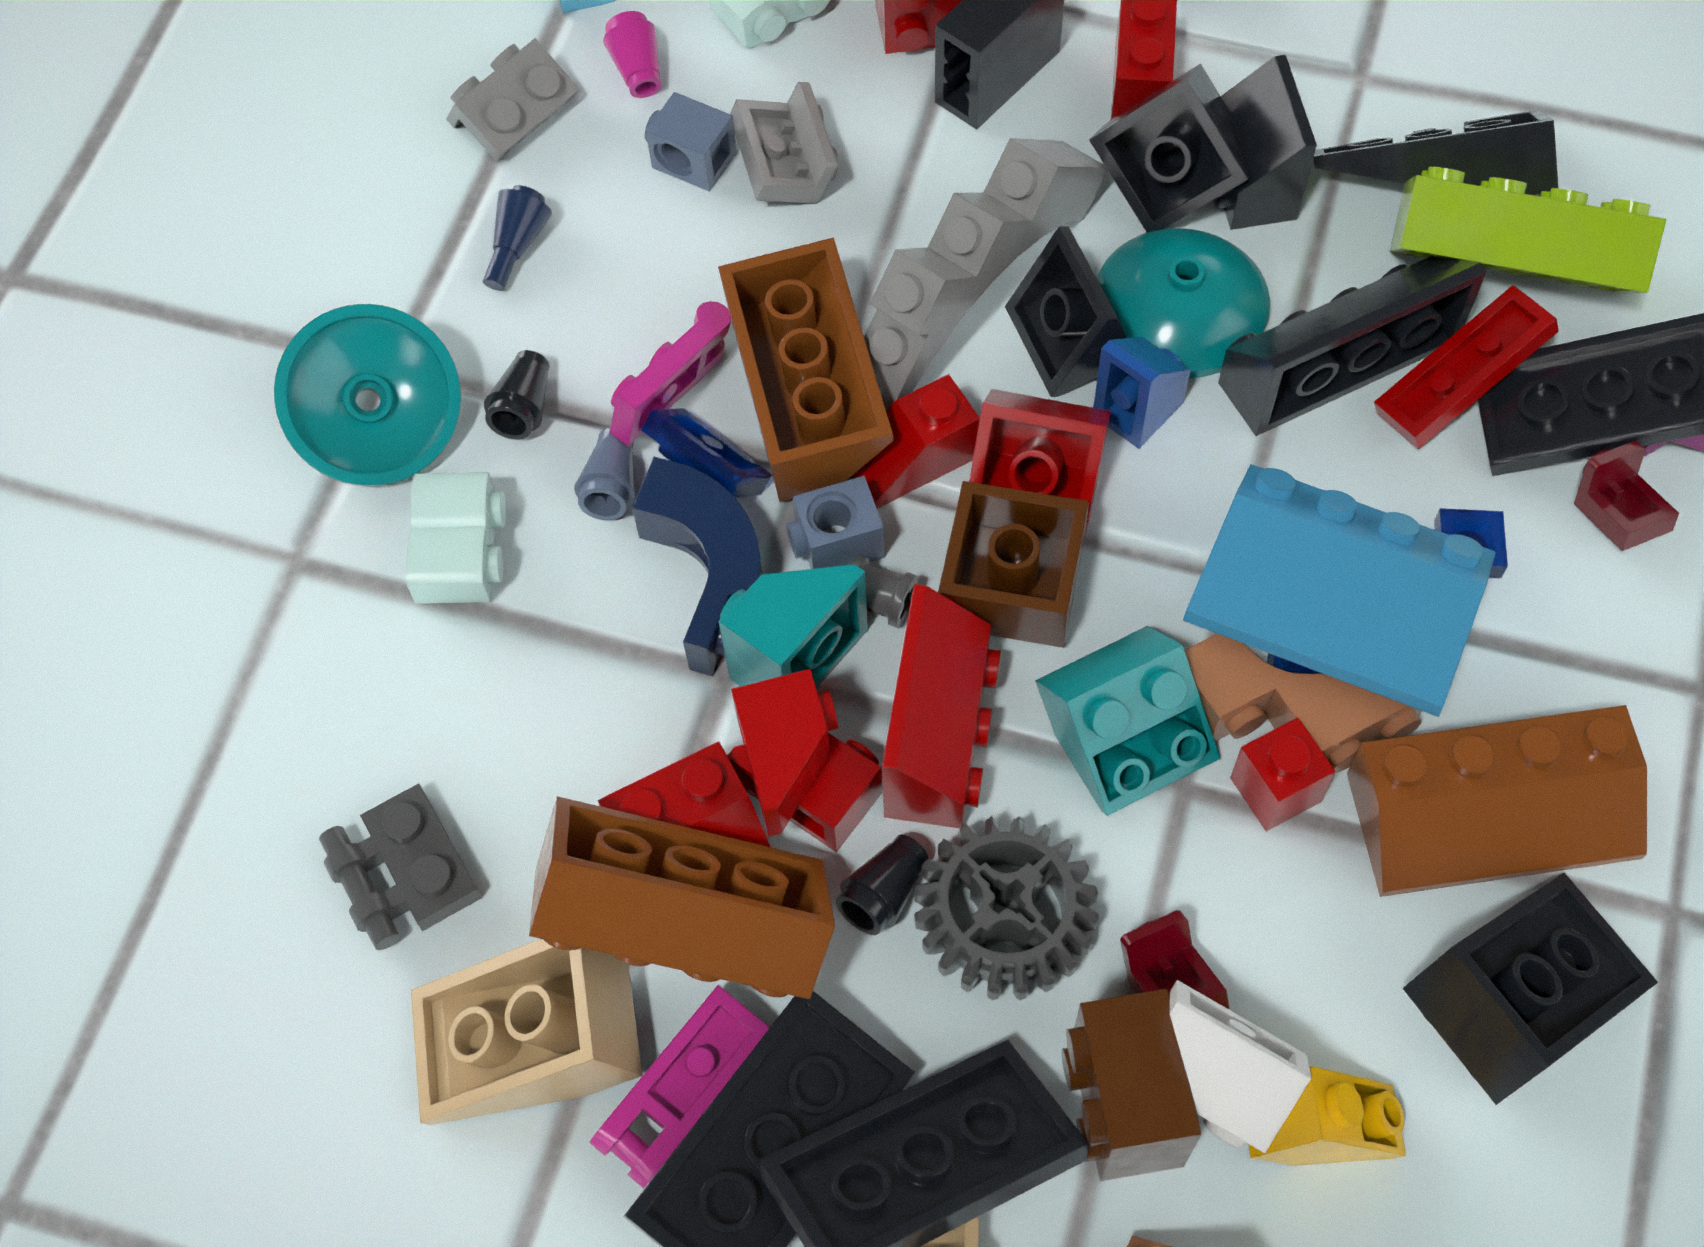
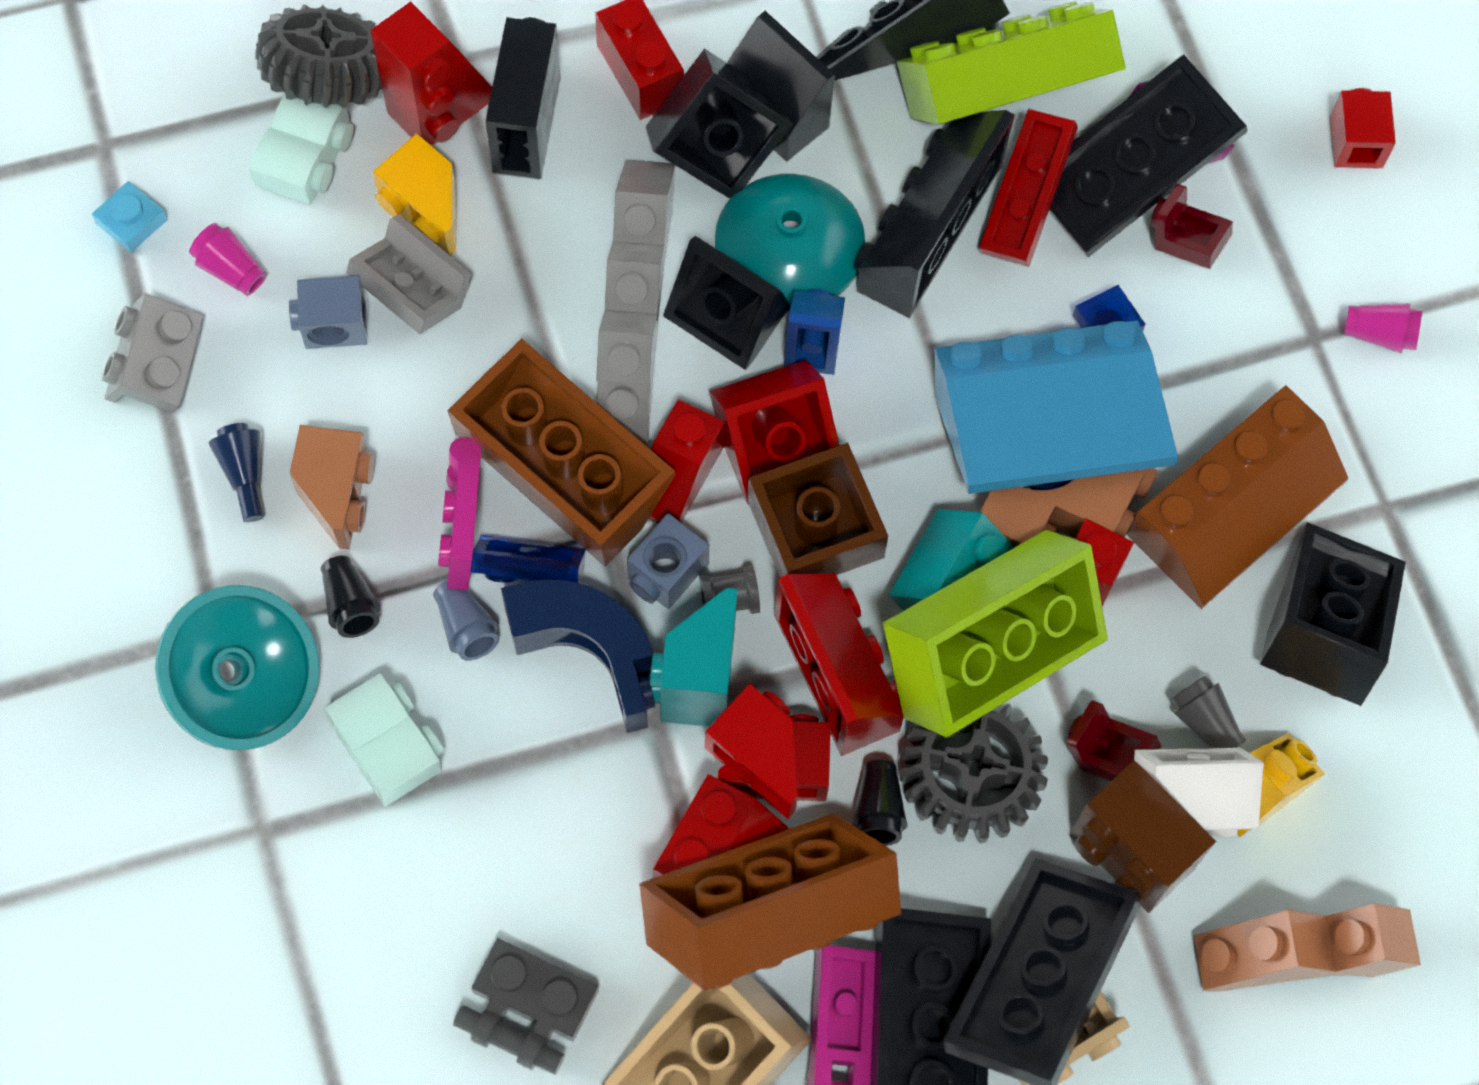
camera: 40 degrees left, 5 degrees up
(583, 282) = (329, 478): none -> nougat slope
(853, 78) = (421, 189): none -> yellow slope
(1113, 771) = (996, 632): none -> lime brick
(1308, 1006) = (1208, 714): none -> dark grey cone

